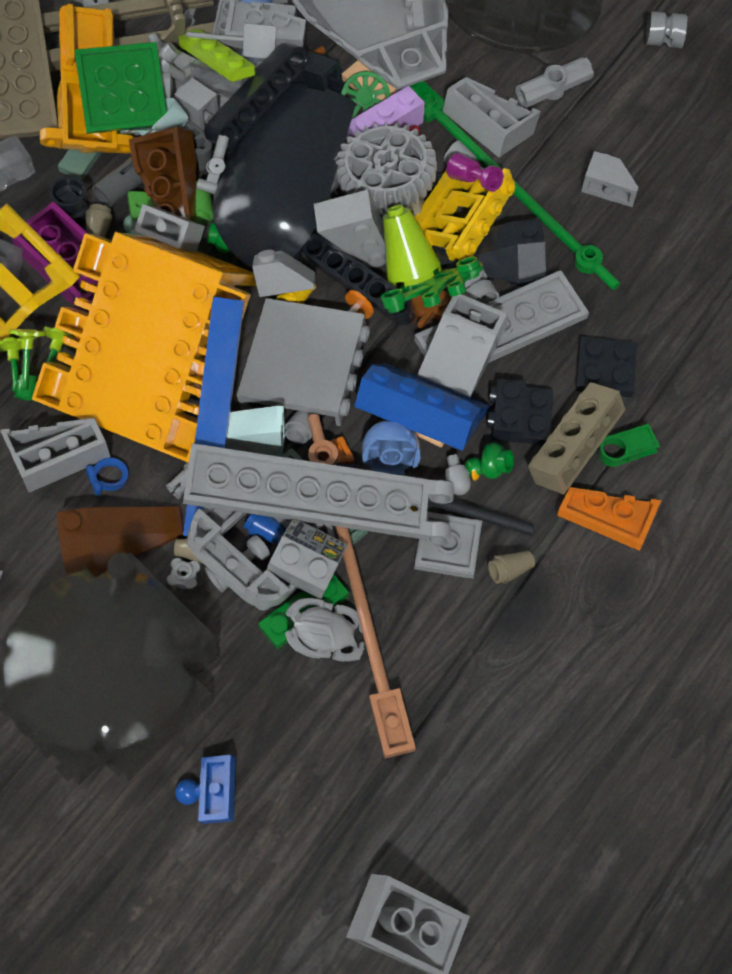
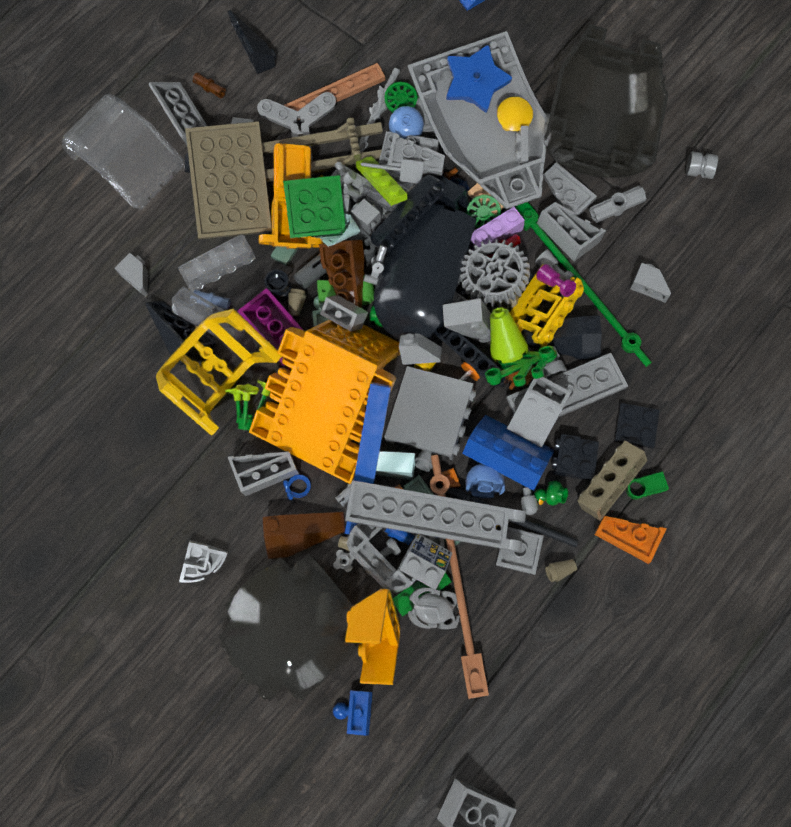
camera: 15 degrees right, 10 degrees up
(242, 659) = (378, 629): none -> light orange windscreen
(484, 65) = (568, 190): none -> light grey wing

